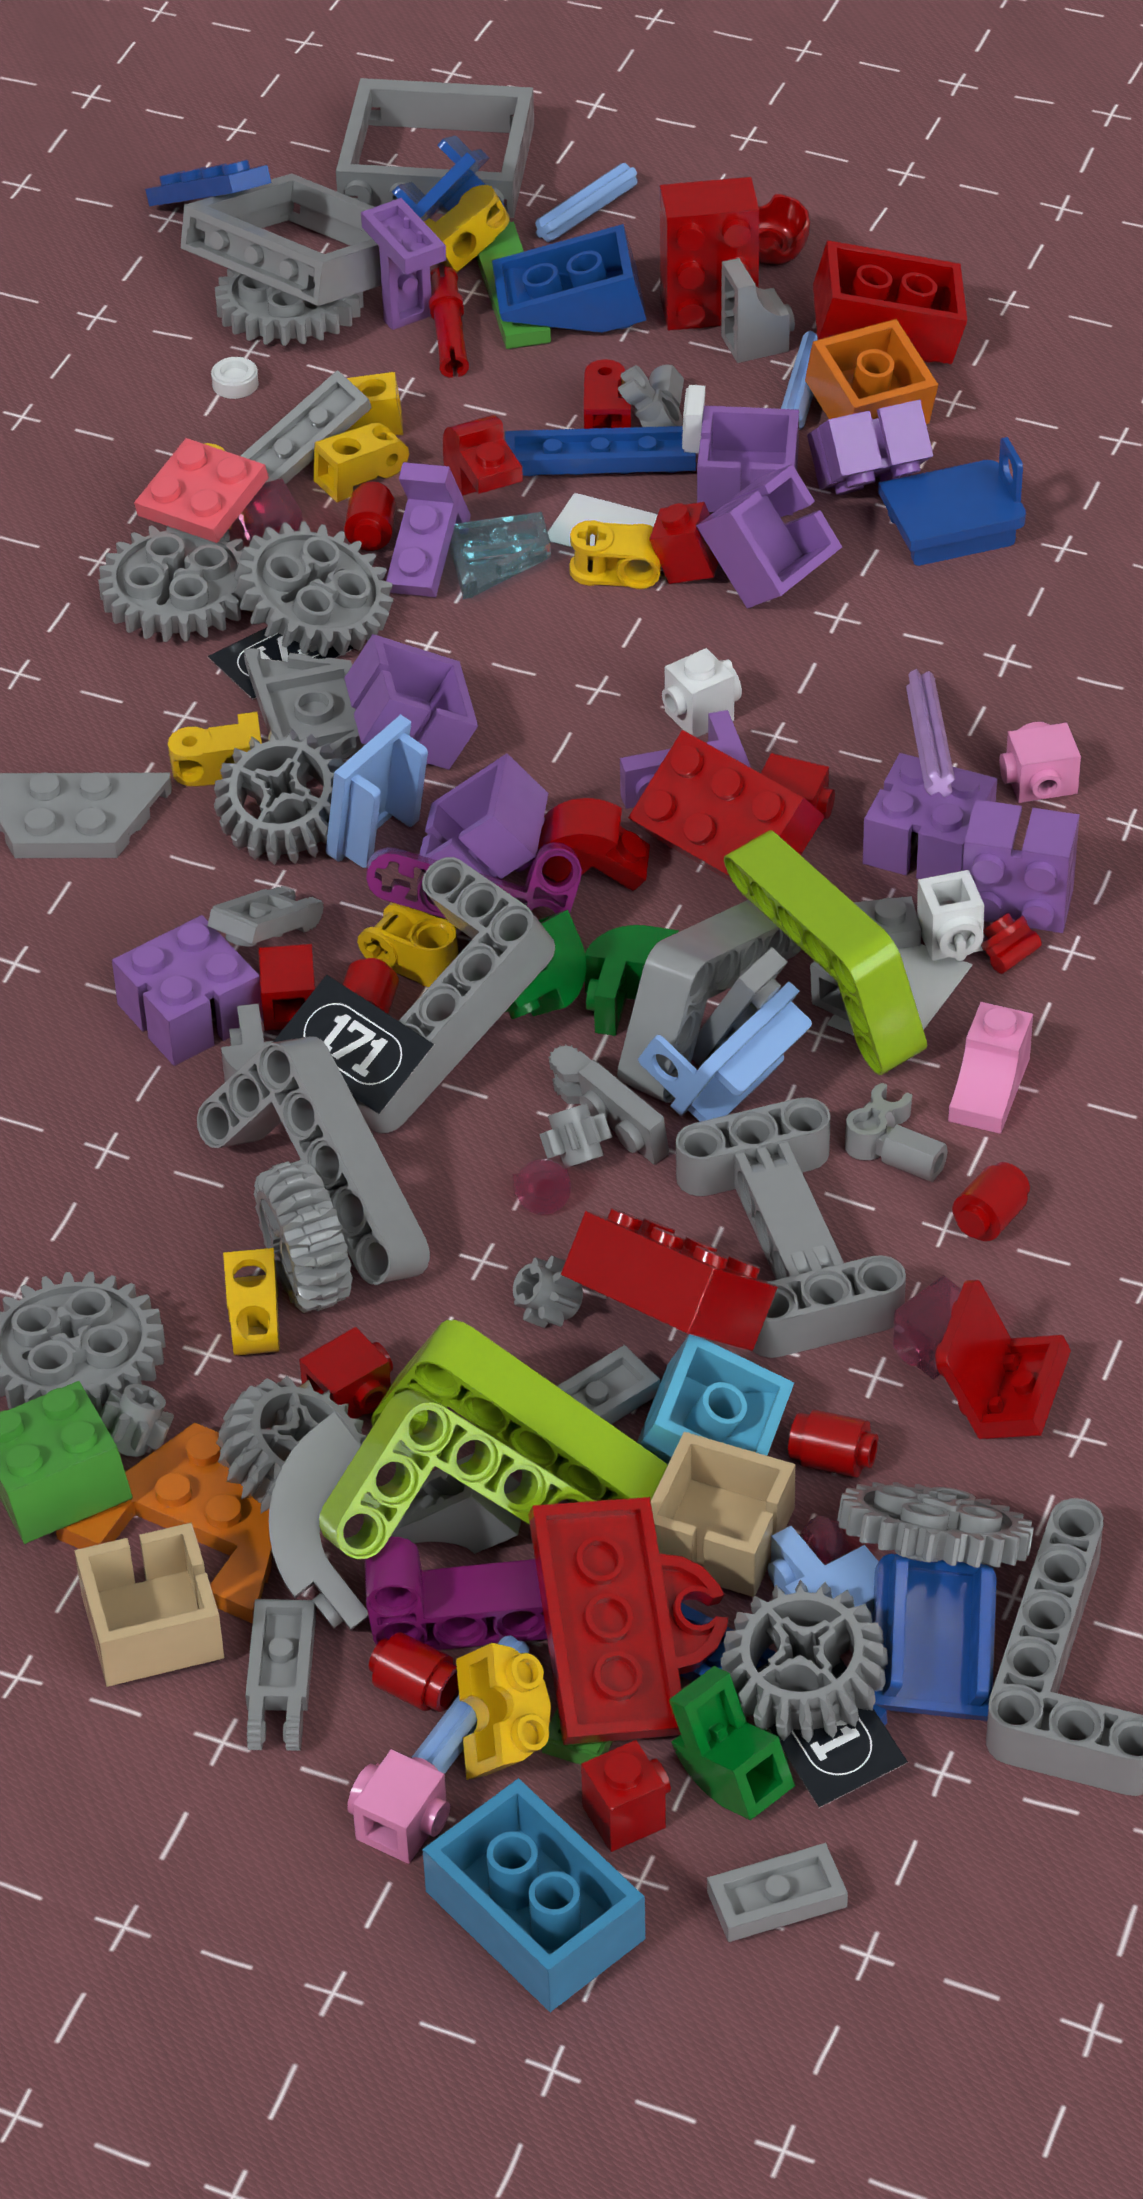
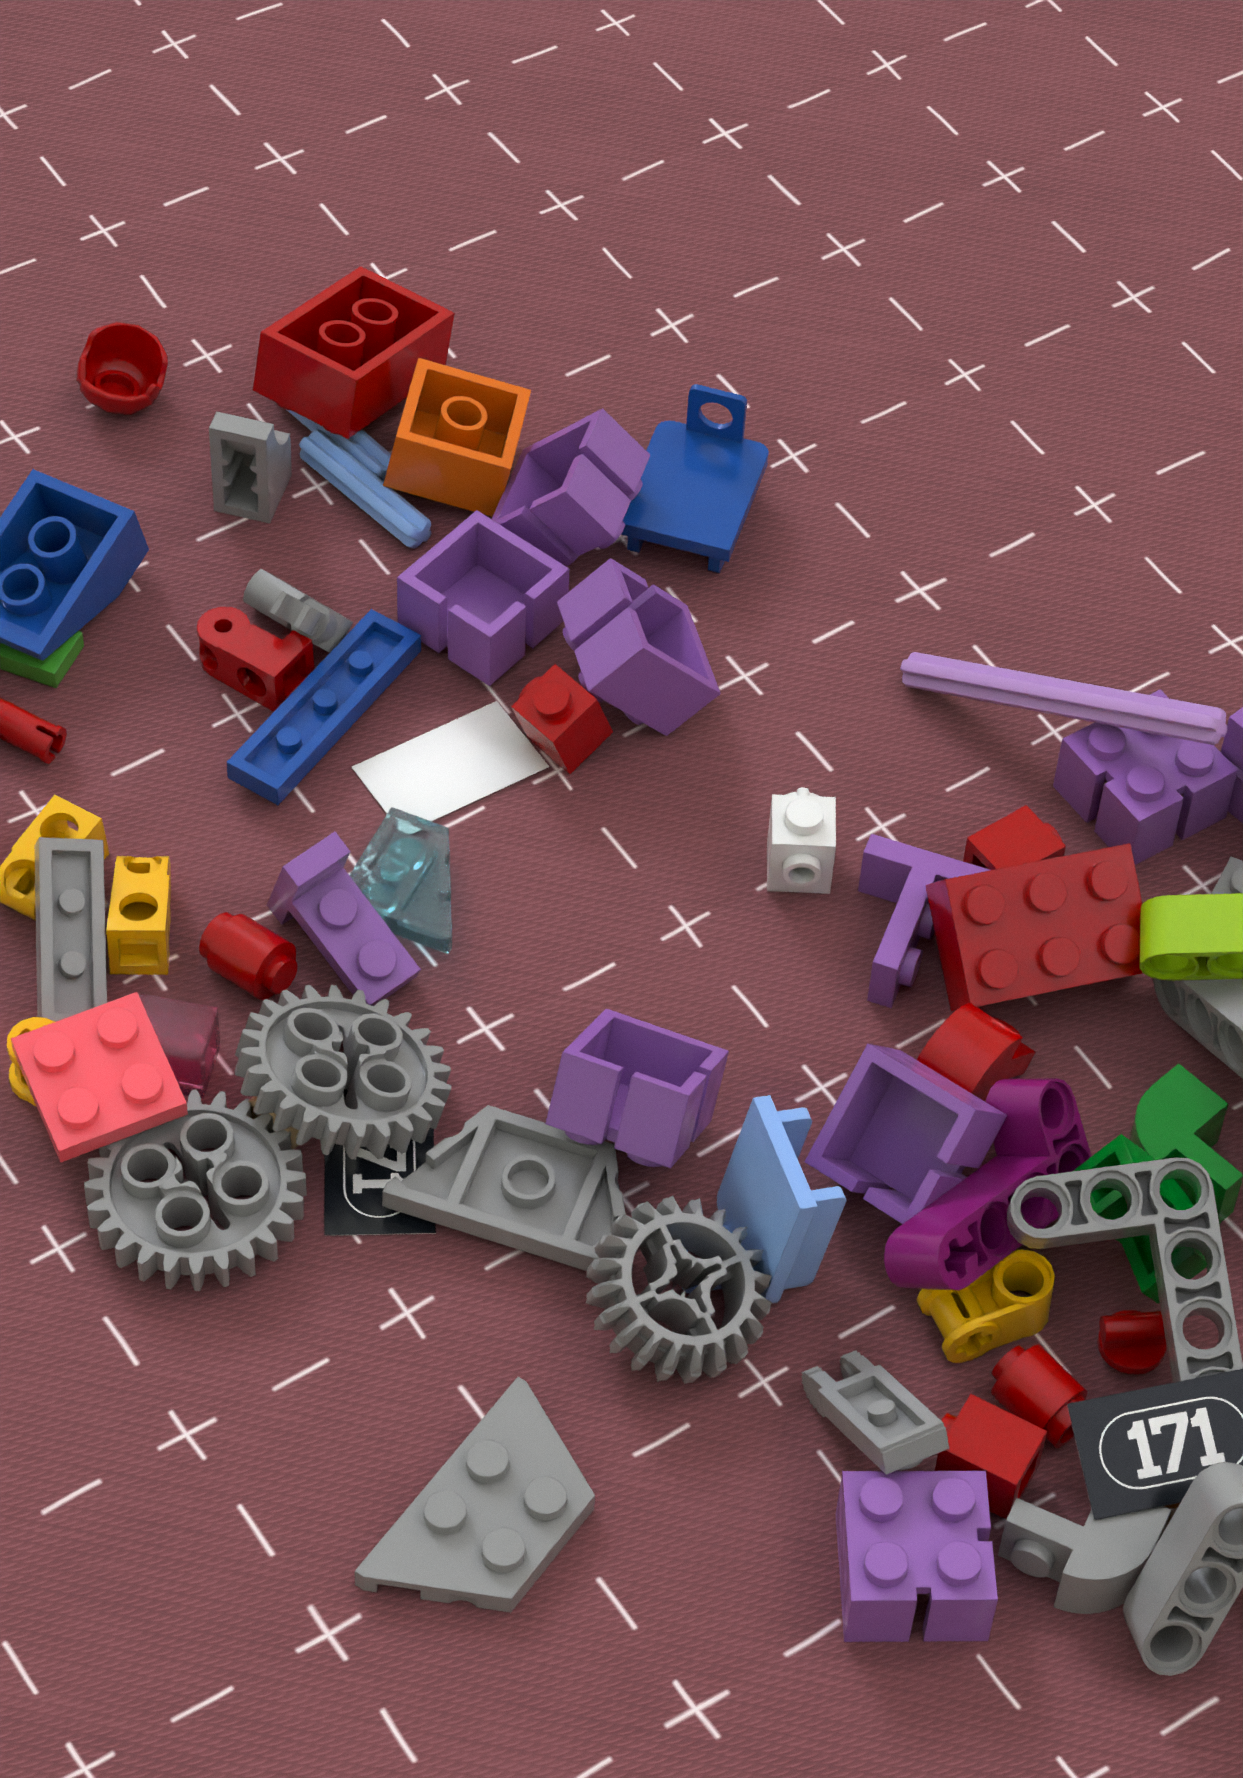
camera: 60 degrees left, 5 degrees up
(199, 752) = (538, 1298): yellow leg -> none
(480, 456) = (259, 798): red brick -> none
(619, 556) = (514, 789): yellow piece -> none
(693, 417) = (391, 598): white tile -> none
(698, 231) = (154, 427): red brick -> none
(1041, 762) = (1120, 645): bright pink brick -> none

